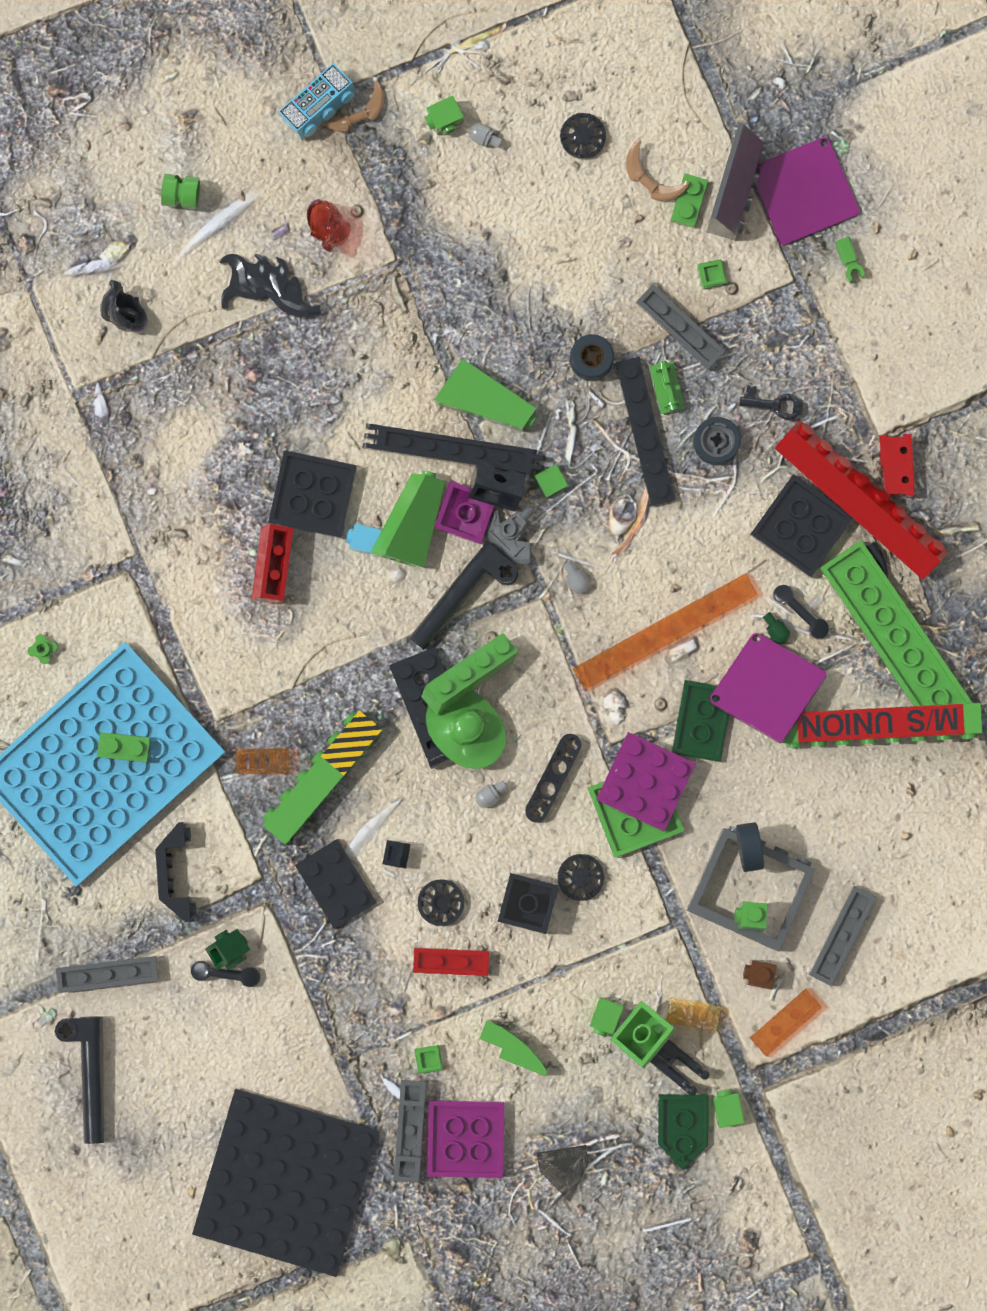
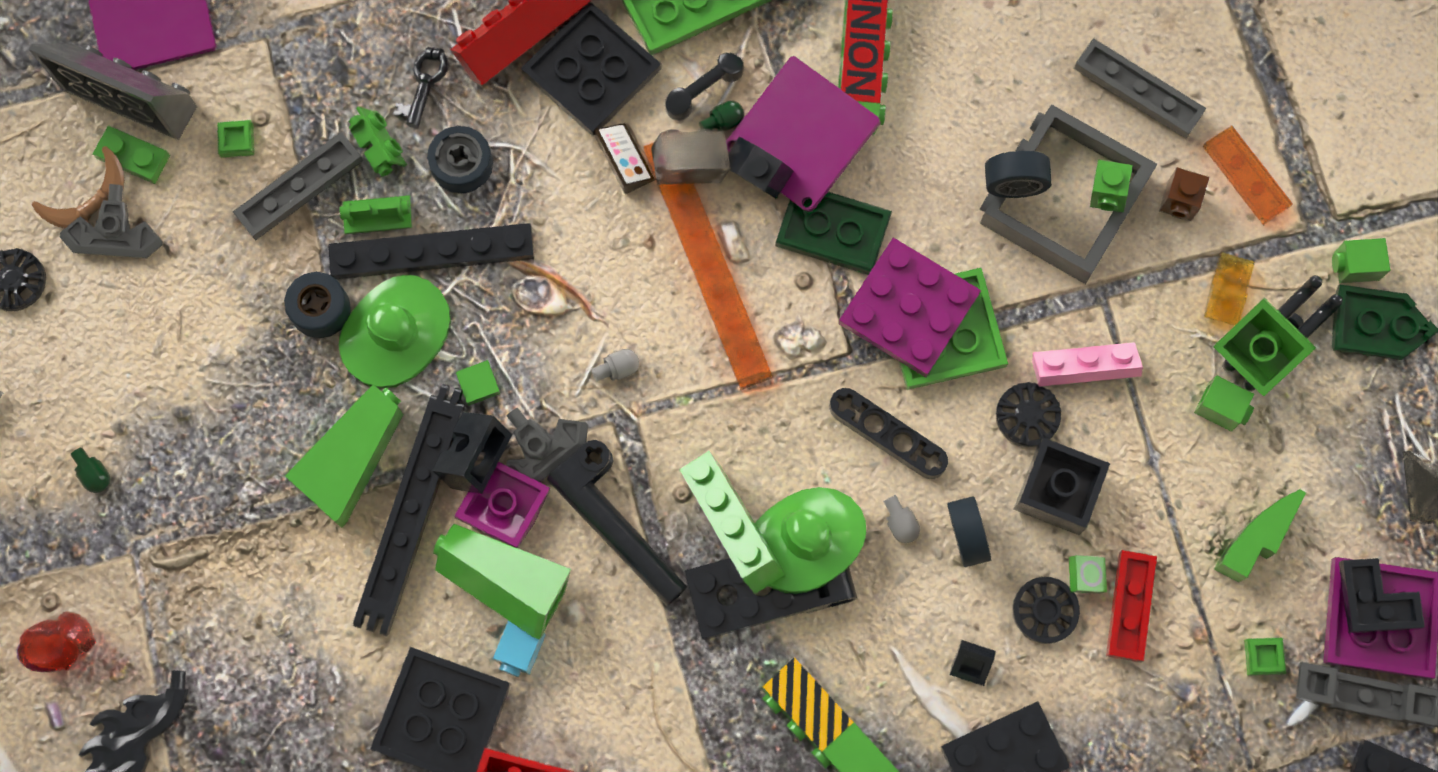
camera: 80 degrees left, 10 degrees down
(450, 221) = (90, 471): none -> dark green cylinder
(469, 929) = (1087, 574): none -> bright green tile
(469, 1125) = (1369, 607): none -> black plate
(486, 841) = (969, 531): none -> black wheel
(581, 415) = (395, 331): none -> bright green hat
(622, 915) = (1087, 364): none -> bright pink plate
(626, 199) = (112, 232): none -> dark grey piece
(732, 372) = (370, 128): none -> bright green hinge
(736, 560) = (624, 157): none -> slope
(736, 658) = (759, 167): none -> black slope
(738, 608) = (690, 157): none -> clear smoke brick

